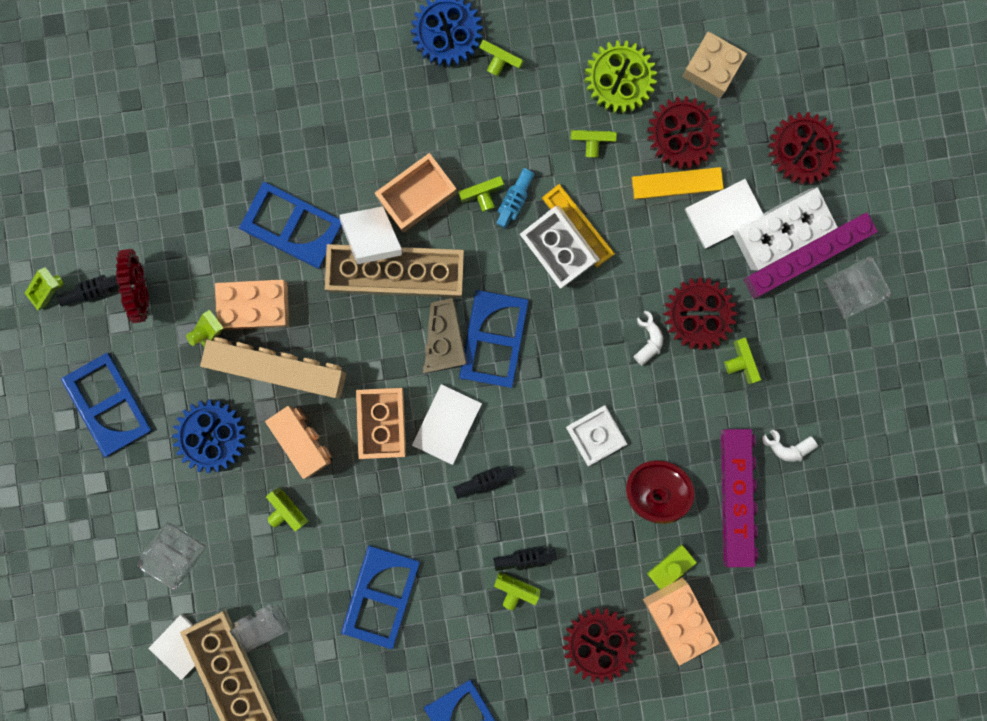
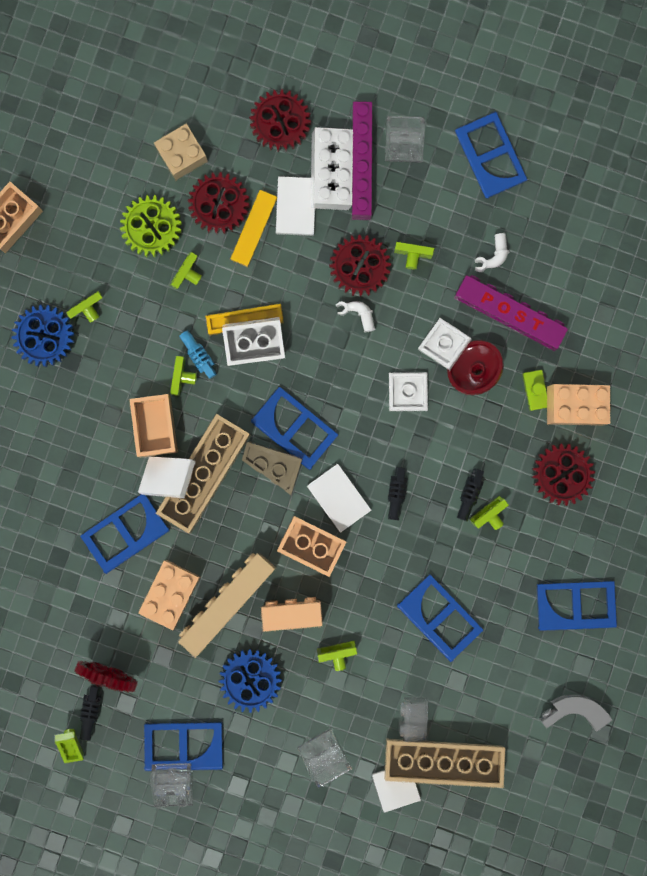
camera: 55 degrees left, 0 degrees up
(60, 414) = (172, 785): none -> clear slope
(205, 329) = (169, 640): lime tile -> none
(667, 446) = (444, 344): none -> white tile
(861, 399) = (490, 184): none -> blue window

